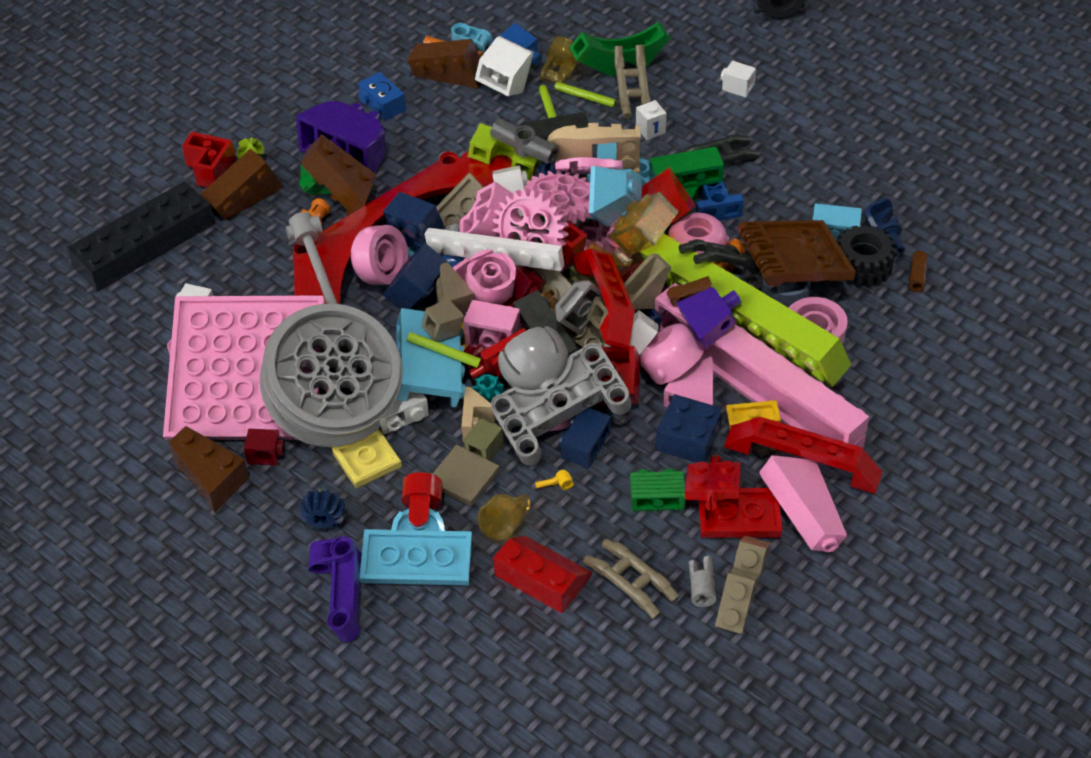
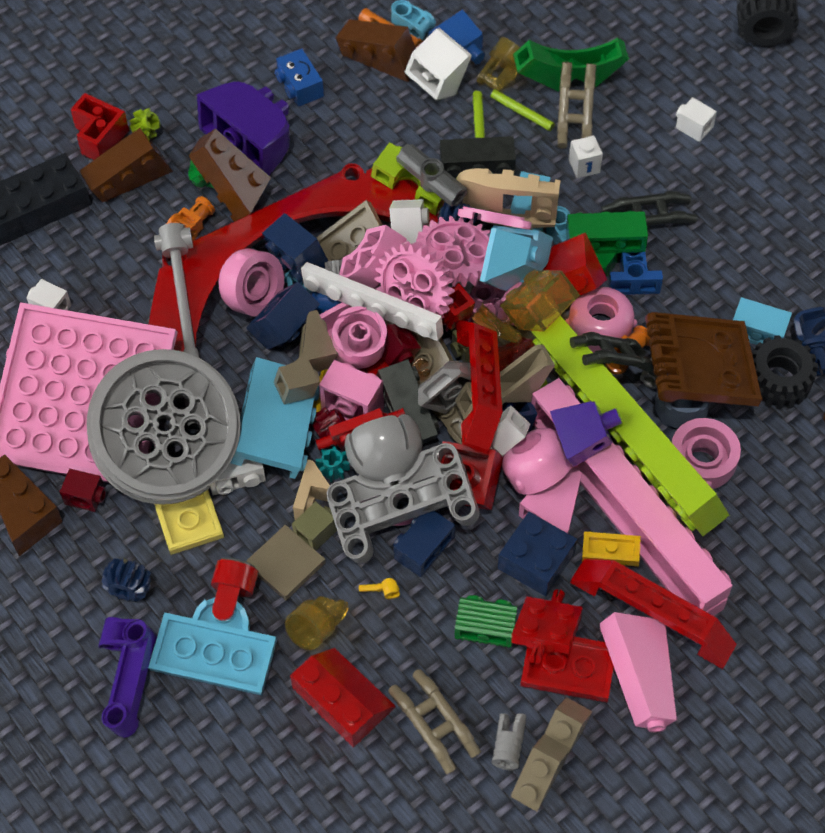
camera: 10 degrees right, 10 degrees up
(443, 349) = (290, 414): lime bar -> none
(684, 291) = (568, 396): reddish brown bar -> none

